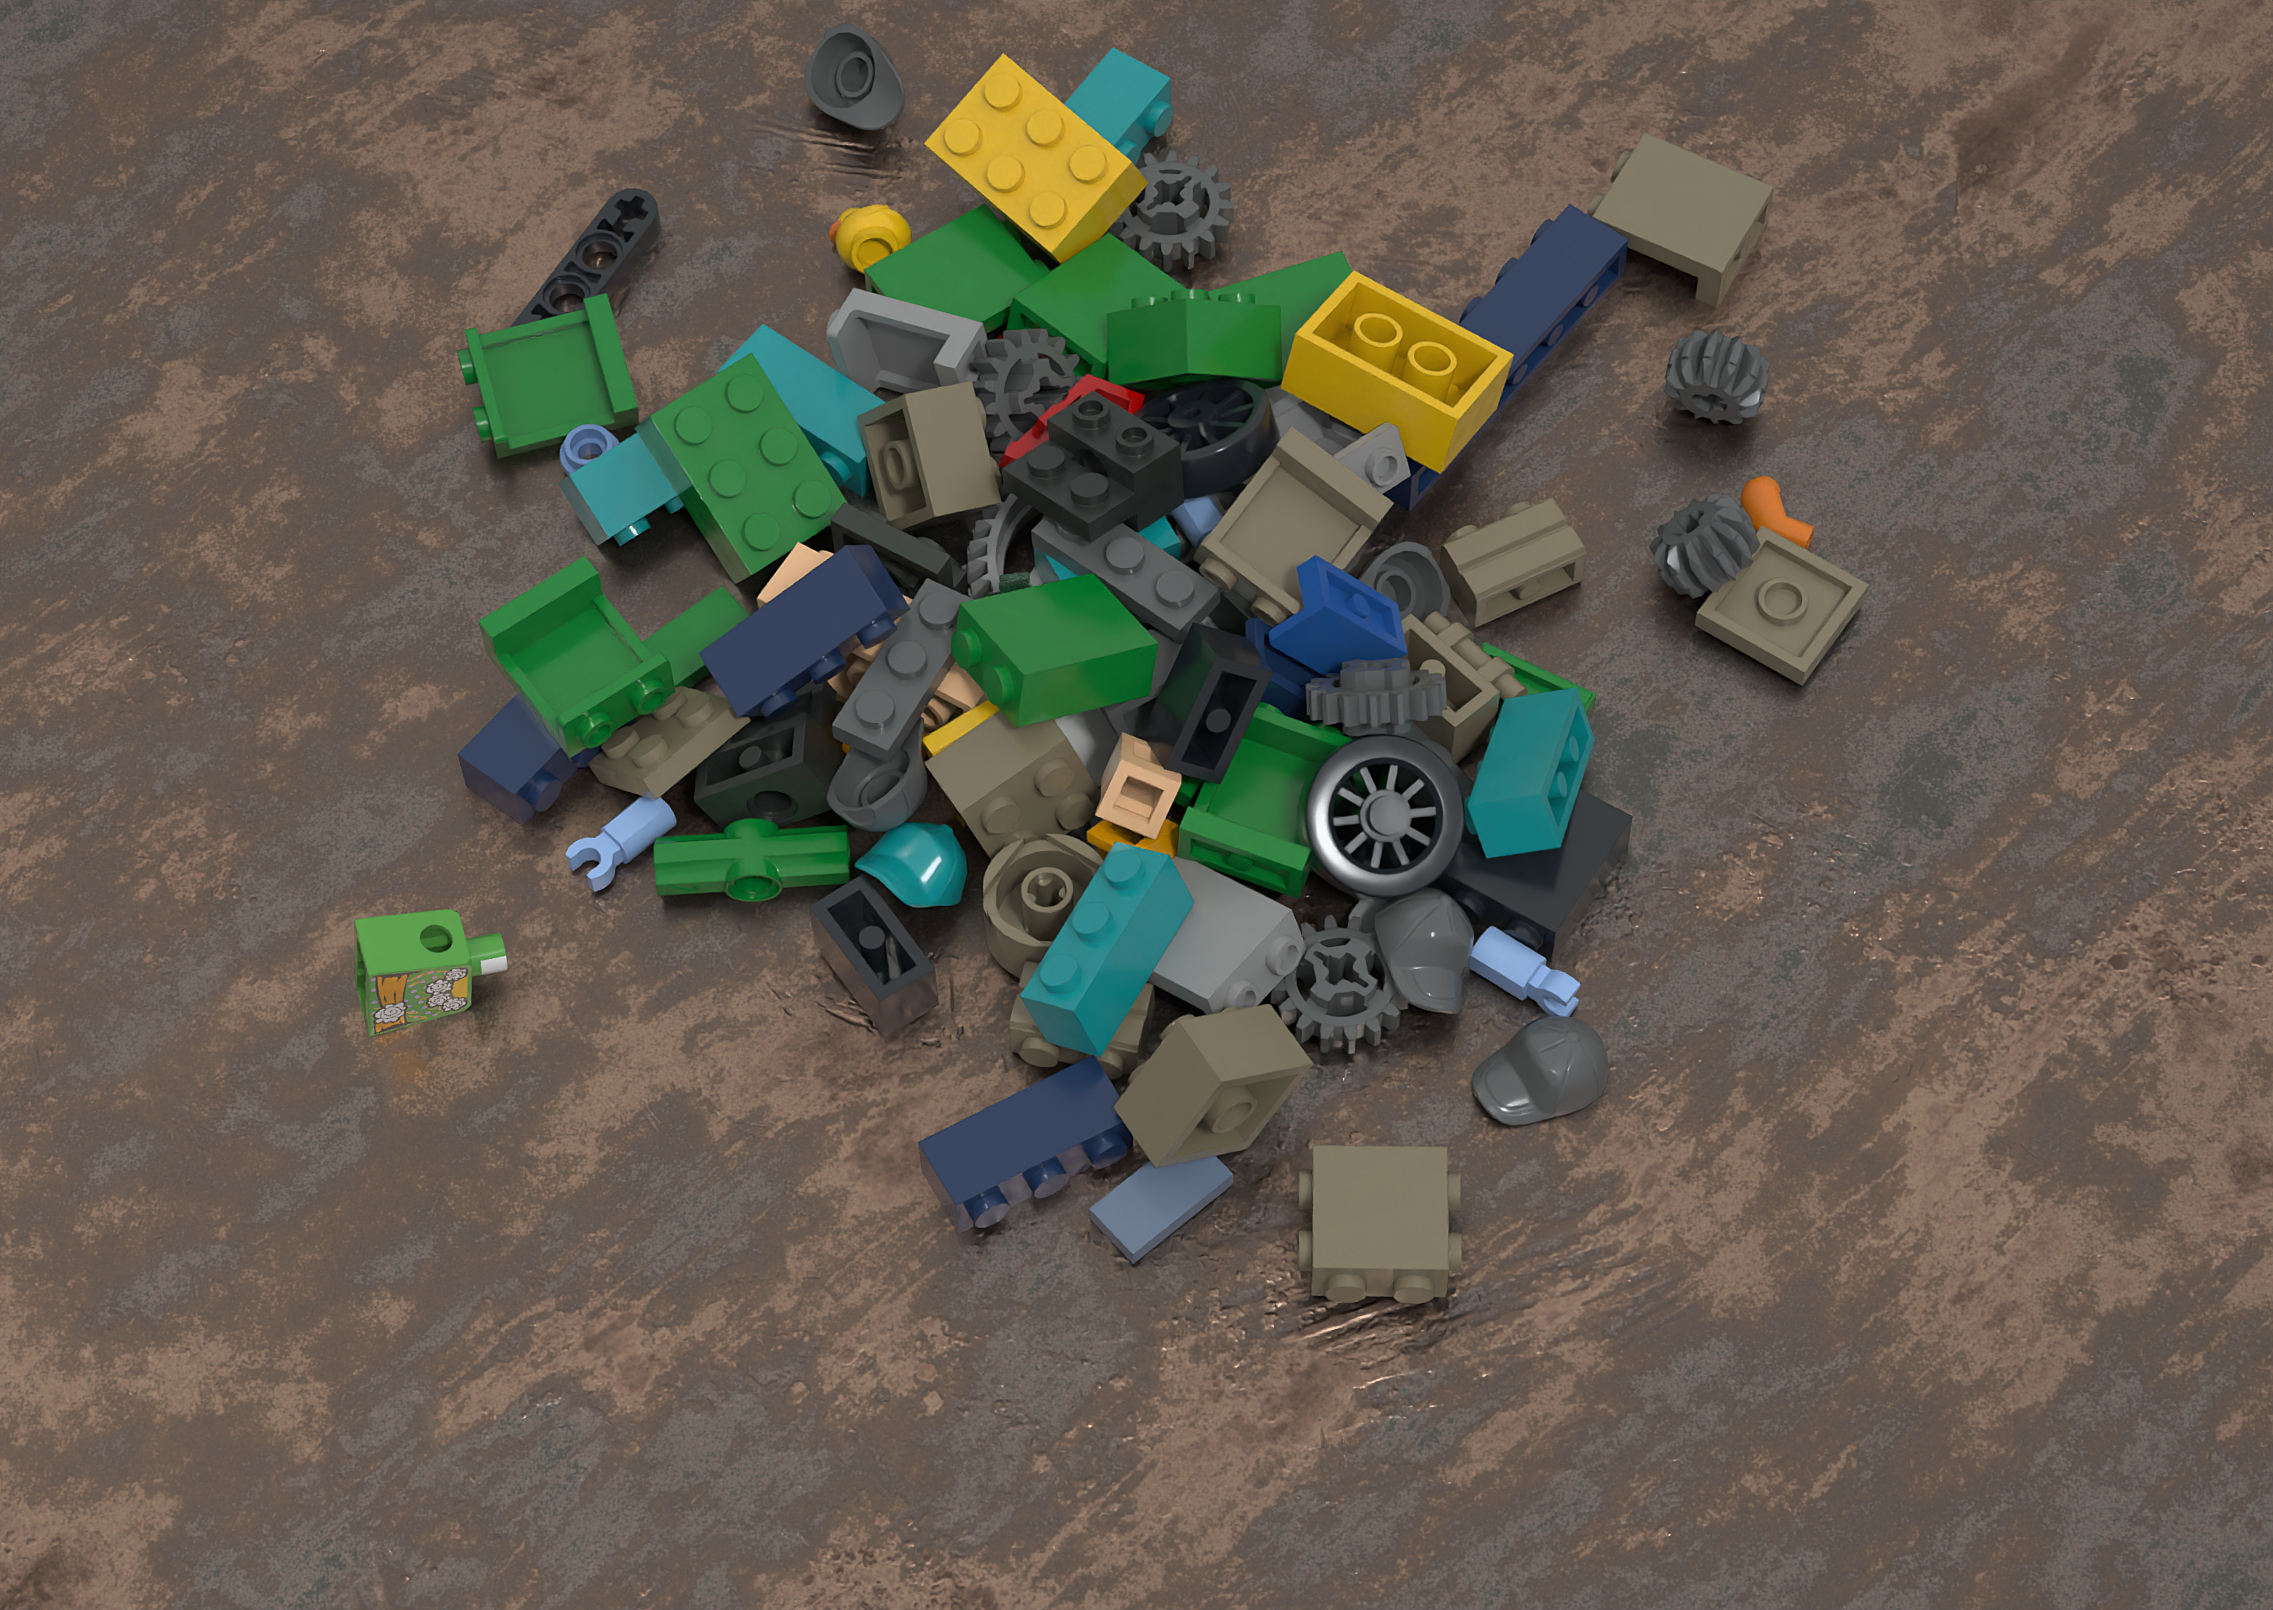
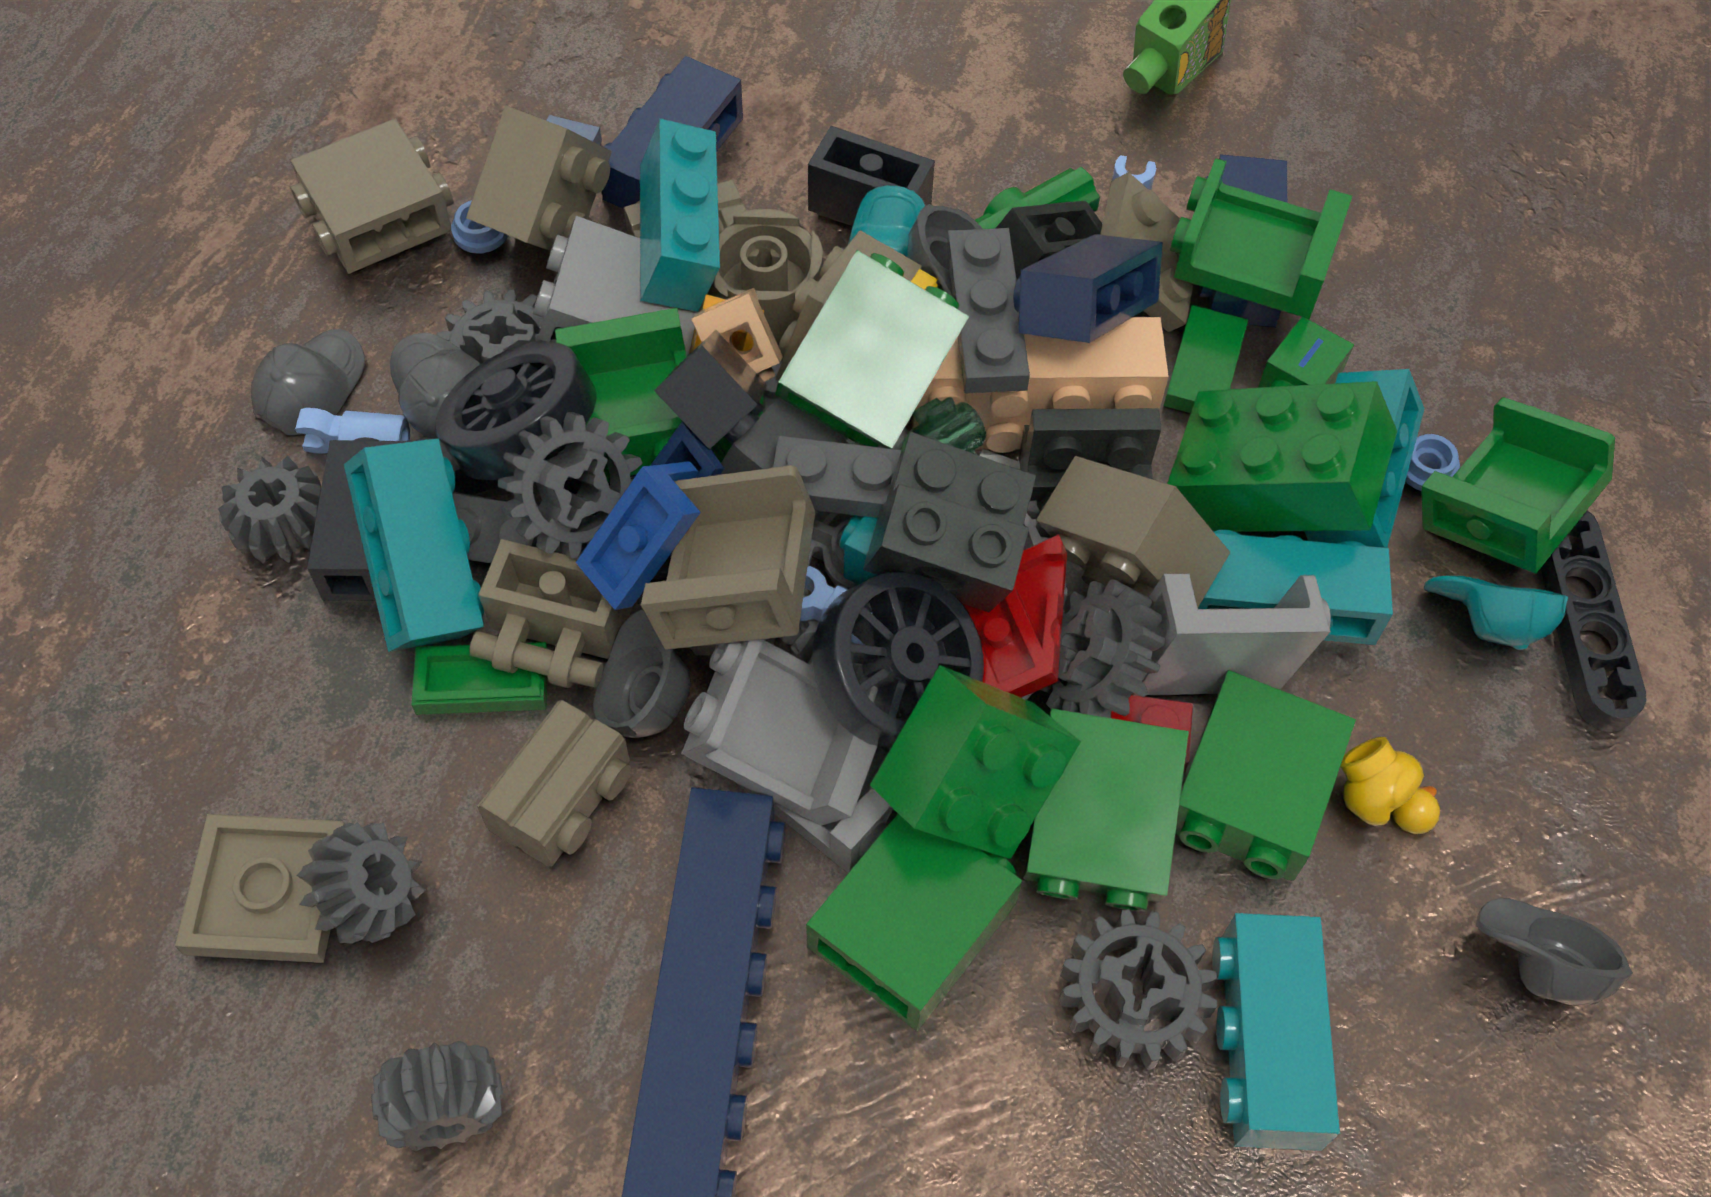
camera: 145 degrees right, 0 degrees up
(632, 570) = (1307, 357): none -> green brick
(653, 309) = (1503, 612): none -> teal piece
(1036, 161) = (1289, 894): yellow brick -> none
(1278, 1137) = (472, 235): none -> medium blue plate
(1392, 361) = (747, 823): yellow brick -> none
(1634, 923) = (271, 509): none -> dark grey gear
(1764, 506) = (320, 985): orange arm -> none

